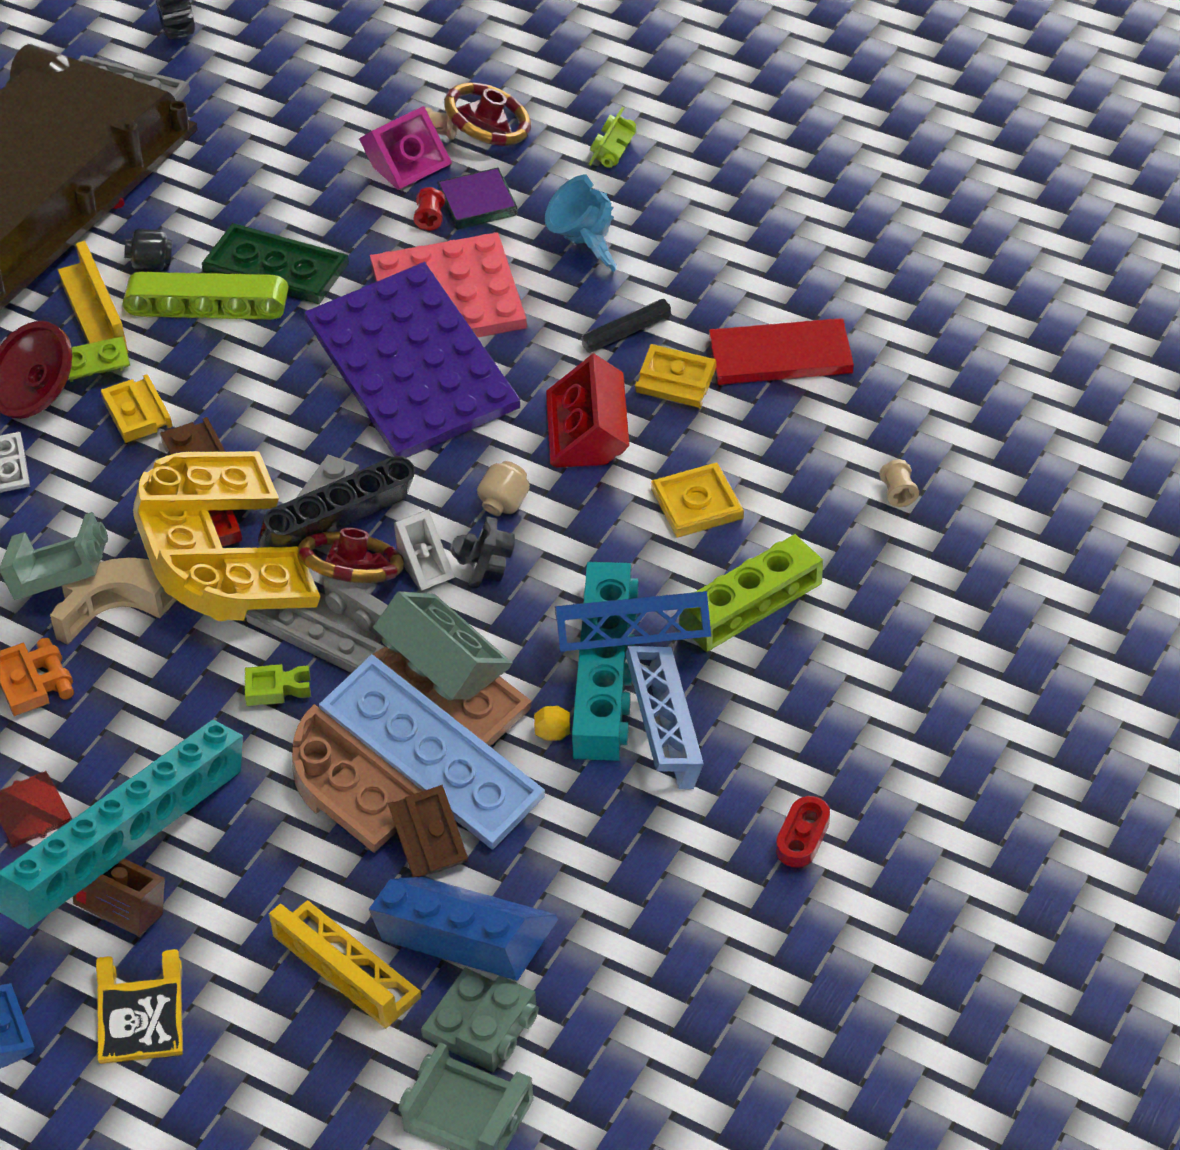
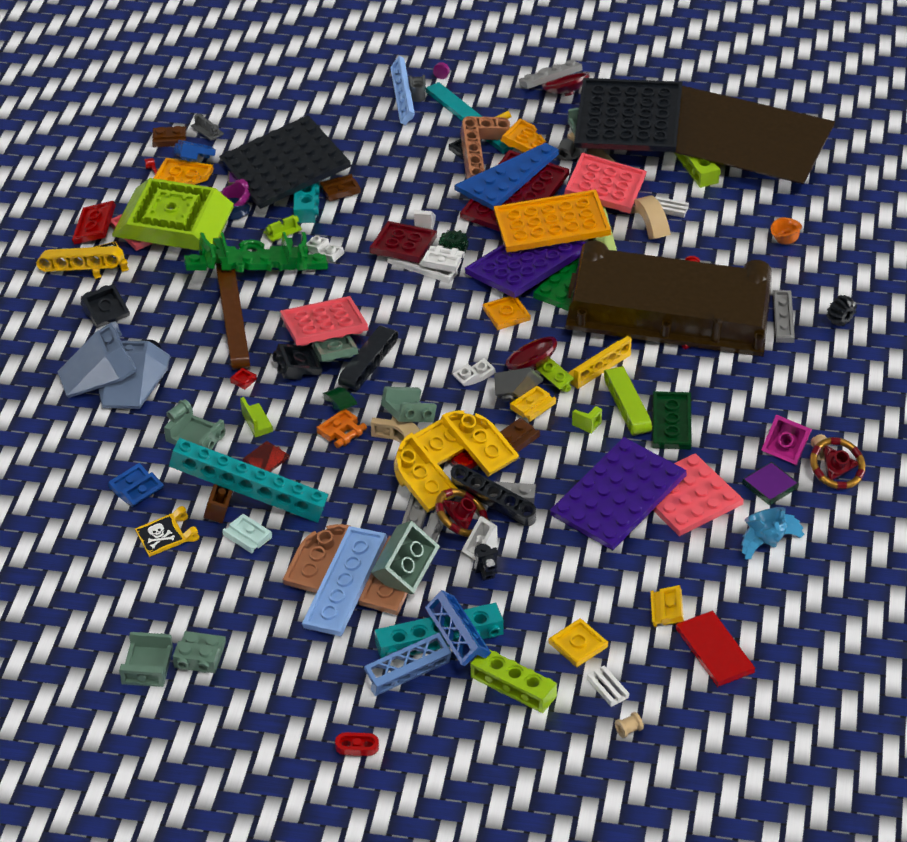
camera: 70 degrees right, 5 degrees down
(95, 410) = (515, 383): none -> dark grey slope
(148, 250) = (648, 367): black head -> none
(220, 876) = (247, 533): none -> light aqua plate
(221, 357) = (589, 421): none -> lime panel
(271, 683) = (372, 513): lime plate -> none
(343, 970) = (209, 591): yellow fence -> none
(428, 214) = (745, 464): red bush -> none
(428, 832) = (296, 596): reddish brown plate -> none
(460, 925) = (244, 622): blue slope -> none
(503, 488) = (541, 558): tan head -> none
(552, 723) = (386, 620): yellow tile -> none
(587, 415) = (615, 578): red slope -> none
(617, 137) = (862, 523): lime hinge -> none
(626, 325) = (699, 575): black axle -> none
(802, 485) = (610, 684): none -> white tile

